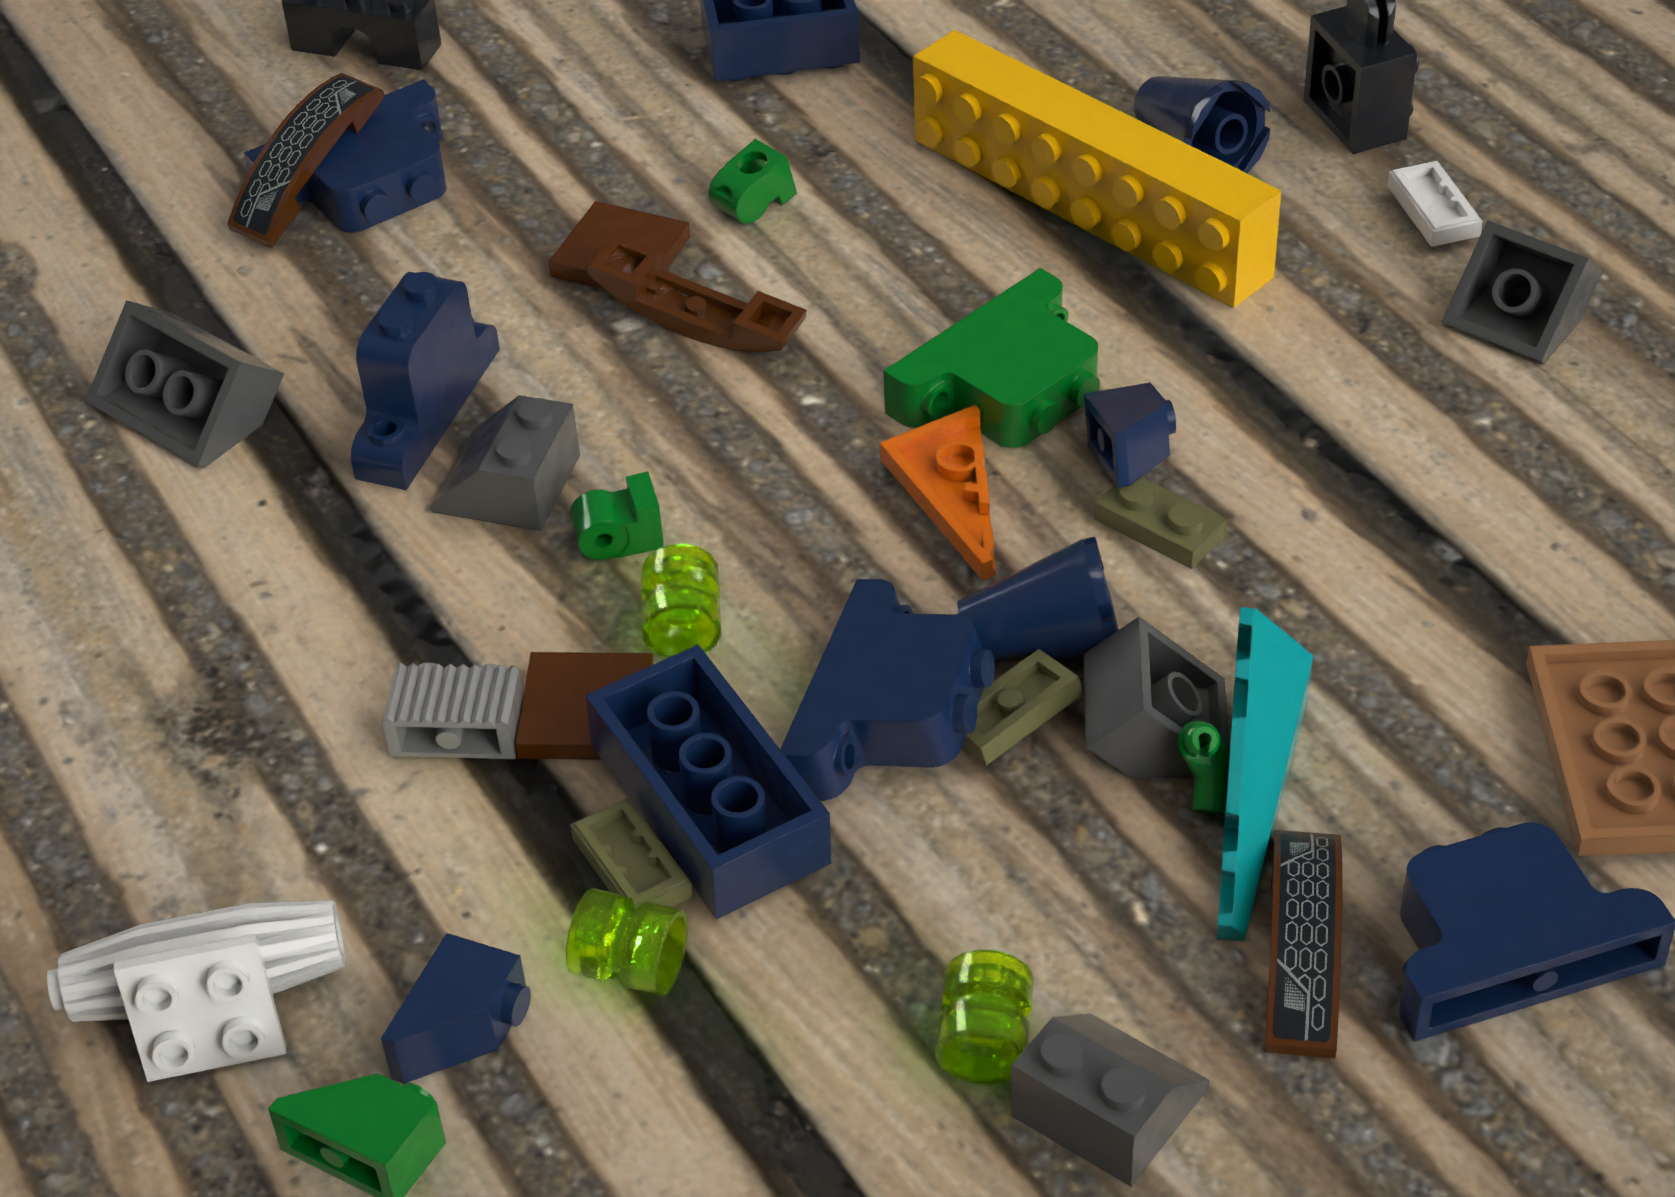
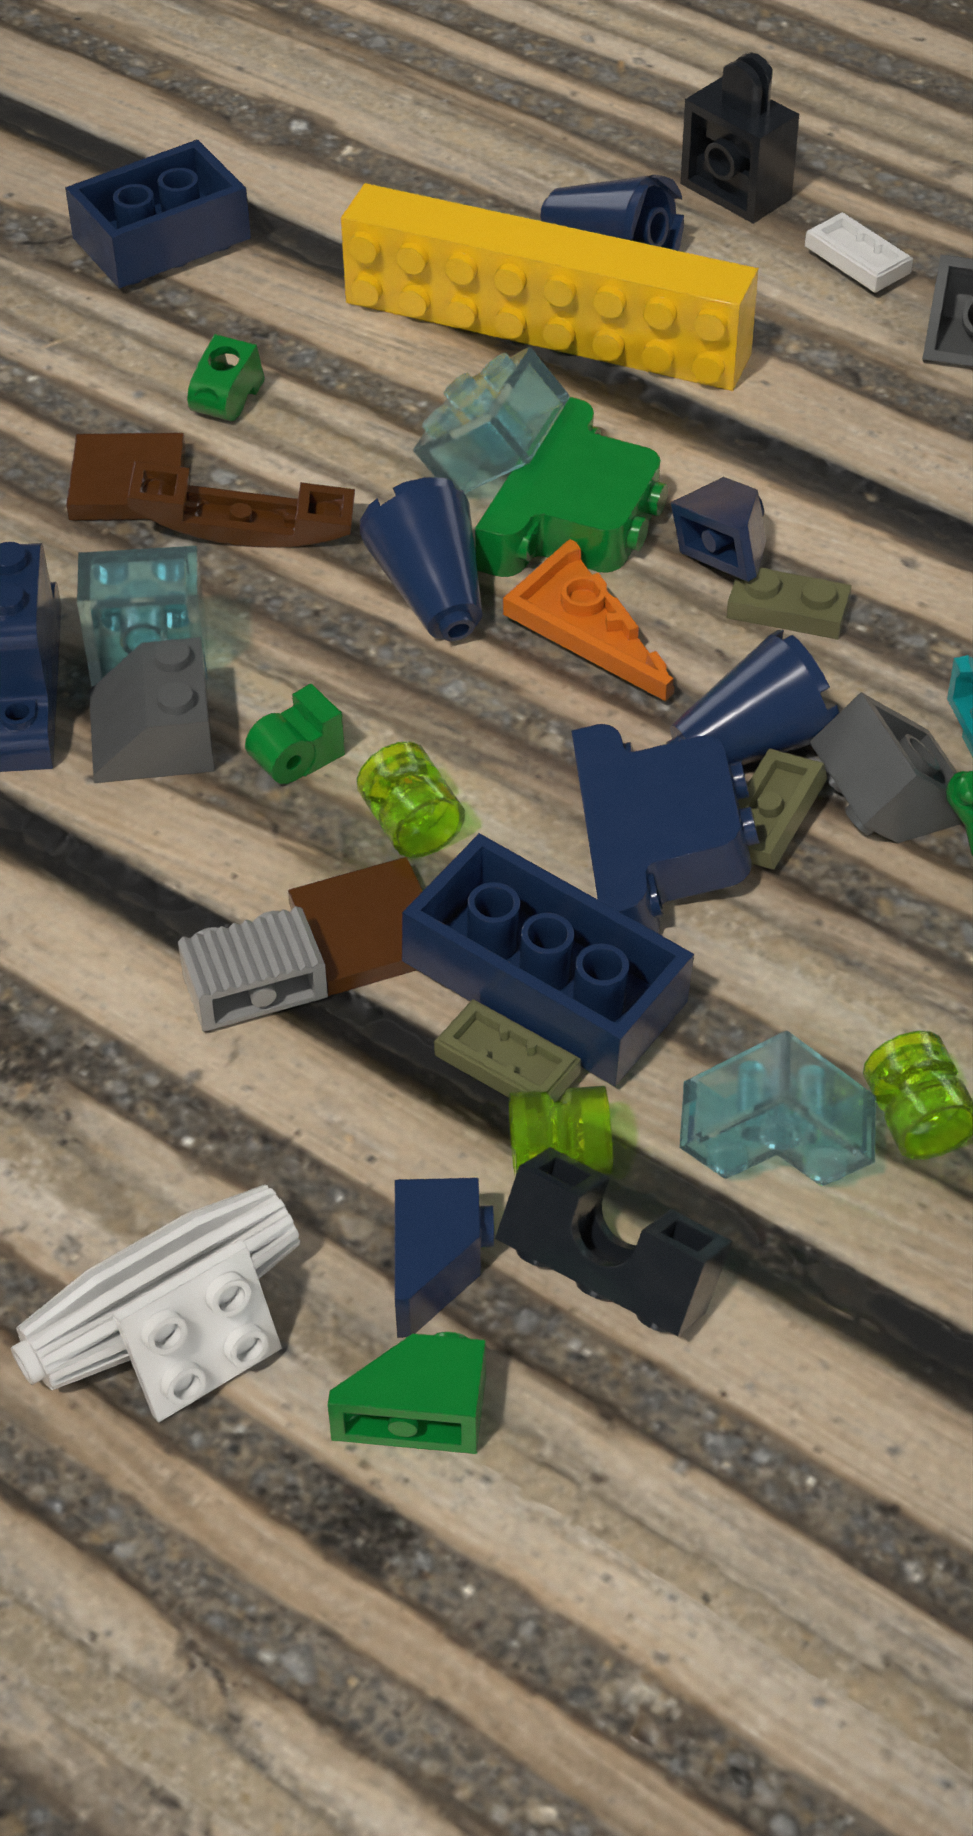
camera: 25 degrees left, 5 degrees up
(540, 356) = (136, 600): none -> clear light blue brick
(632, 1094) = (560, 1224): none -> black arch
(830, 383) = (428, 553): none -> dark blue cone
(839, 982) = (783, 1104): none -> clear light blue brick
(954, 275) = (491, 420): none -> clear light blue brick

